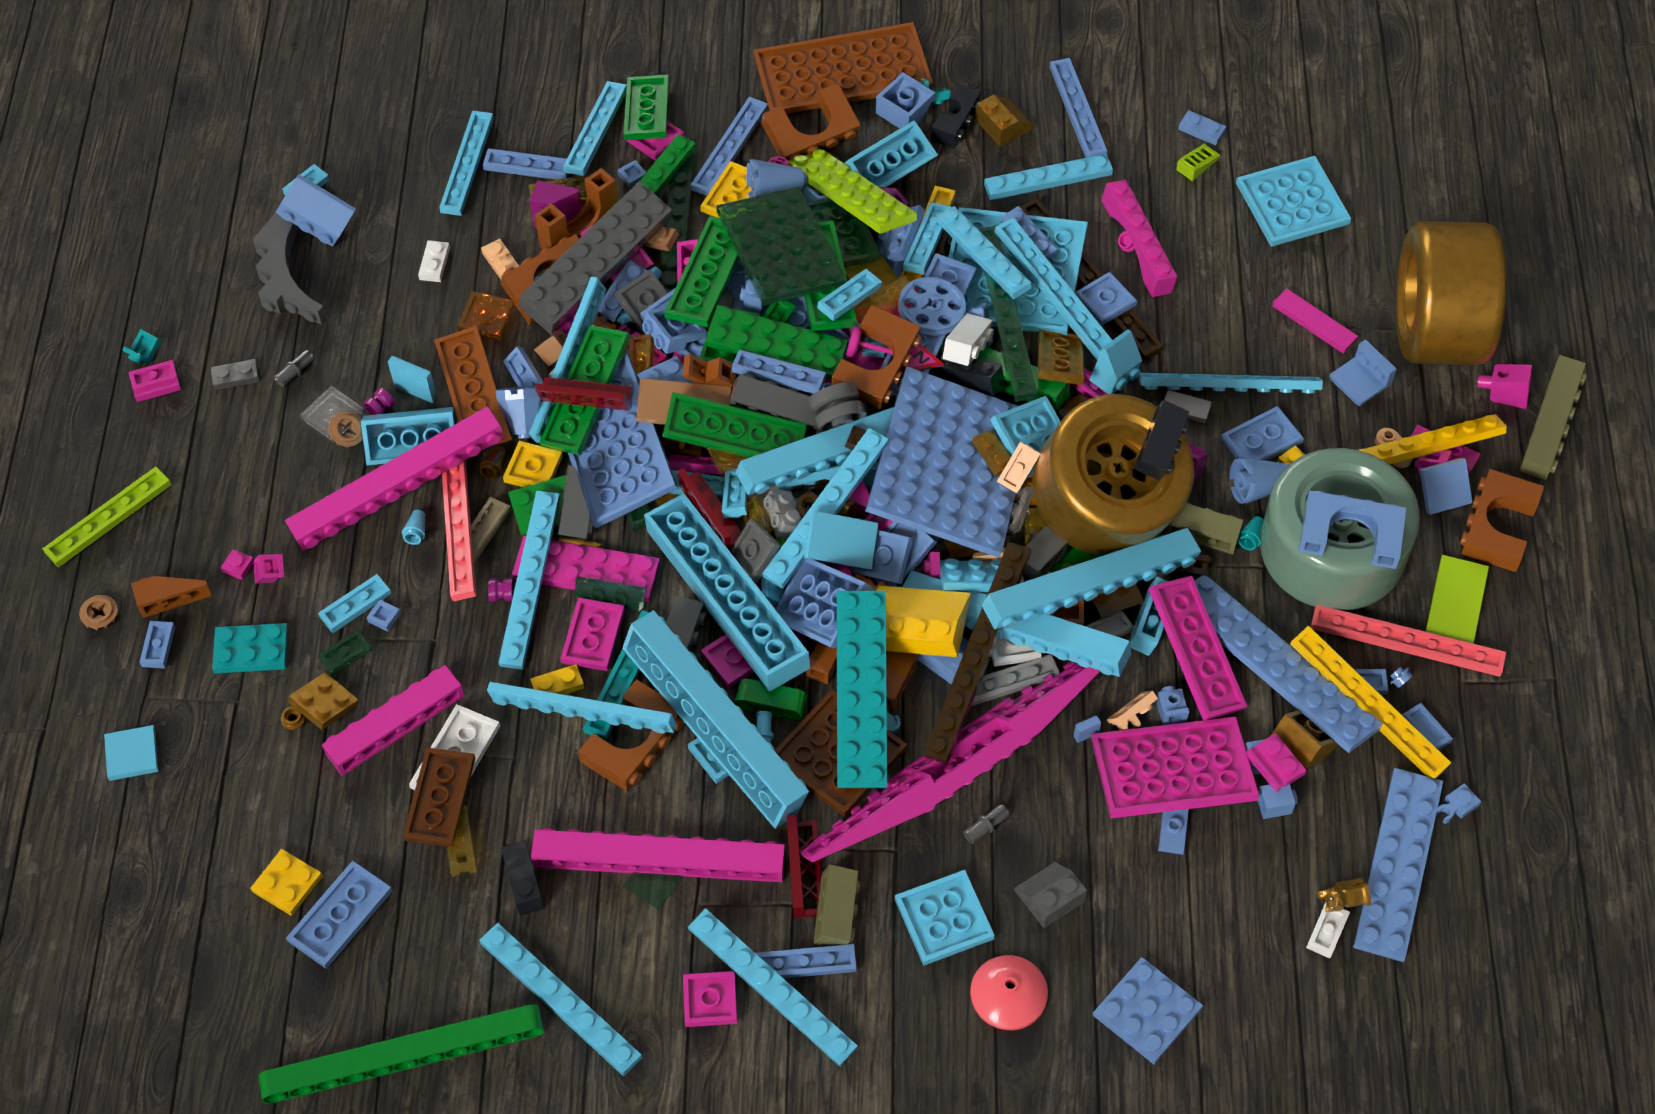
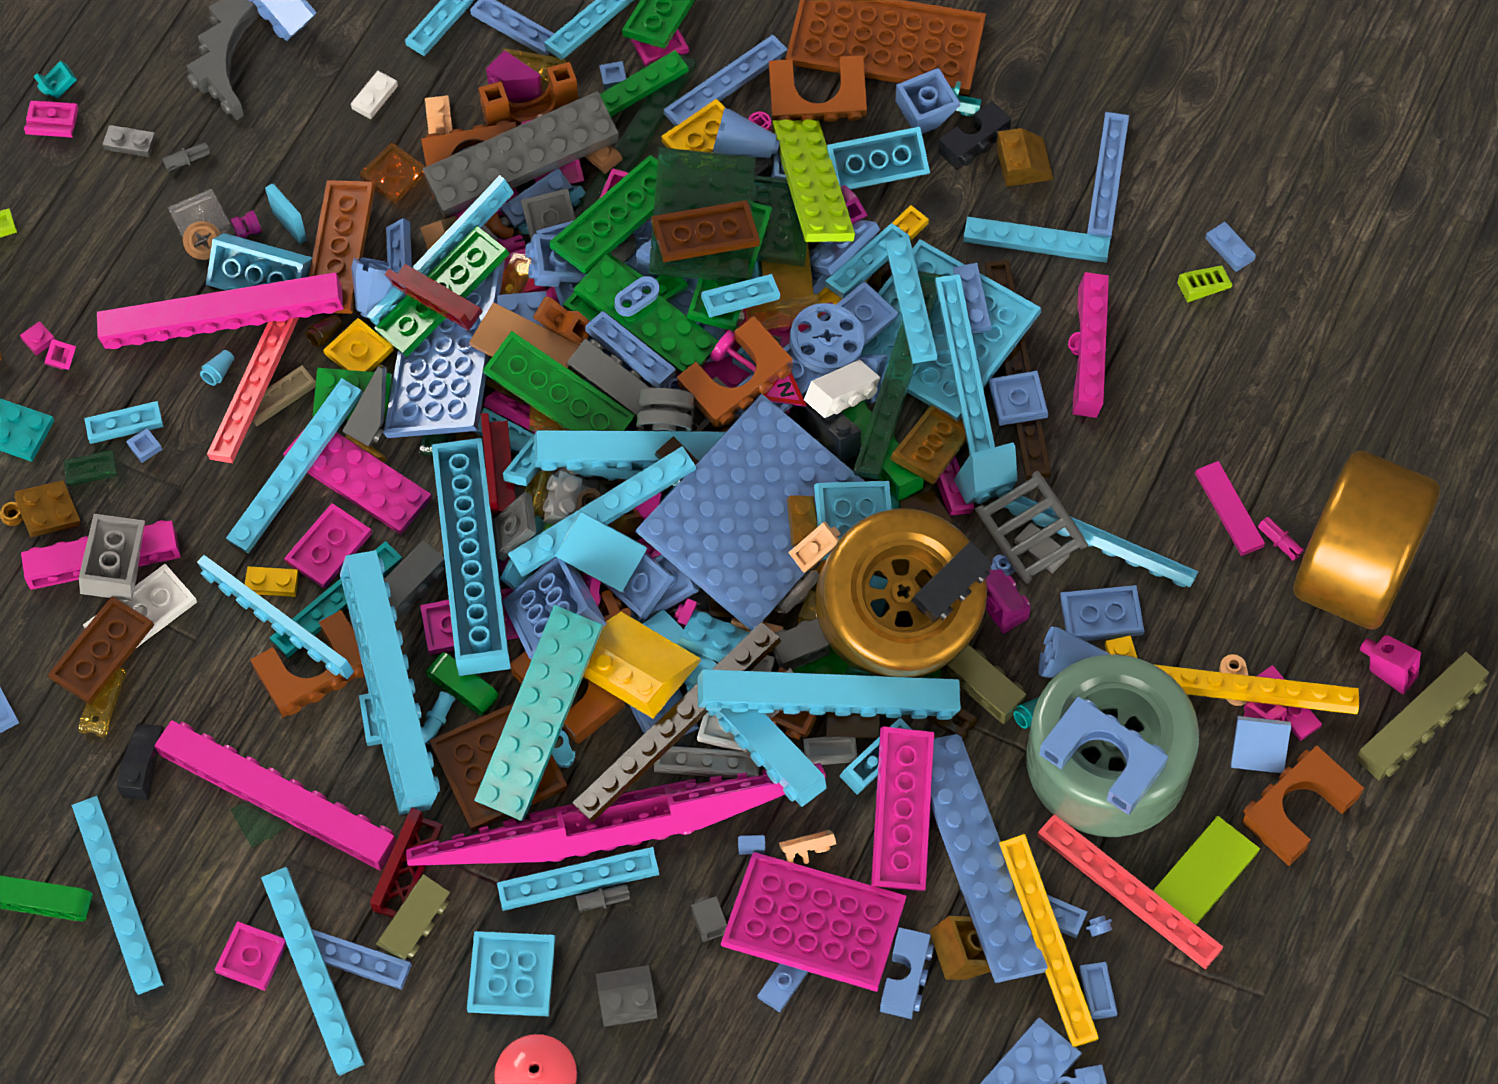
camera: 25 degrees right, 5 degrees up
(410, 714) = (111, 557): none -> light grey slope
(497, 589) = (263, 464): magenta wheel -> none
(628, 595) = (365, 511): clear green plate -> none
(763, 328) = (635, 297): none -> medium blue plate
(795, 253) = (705, 231): none -> reddish brown plate
(956, 817) = (577, 878): none -> medium azure plate
(1085, 802) = (708, 918): none -> dark grey brick
(1172, 706) = (849, 865): medium blue brick -> none
(1179, 363) = (1050, 501): none -> dark grey bar
(1276, 762) = (914, 961): dark pink plate -> none
(1293, 201) = (1280, 366): medium azure plate -> none
(1364, 374) = (1244, 589): medium blue bracket -> none
(1367, 327) = (1280, 538): none -> dark pink axle

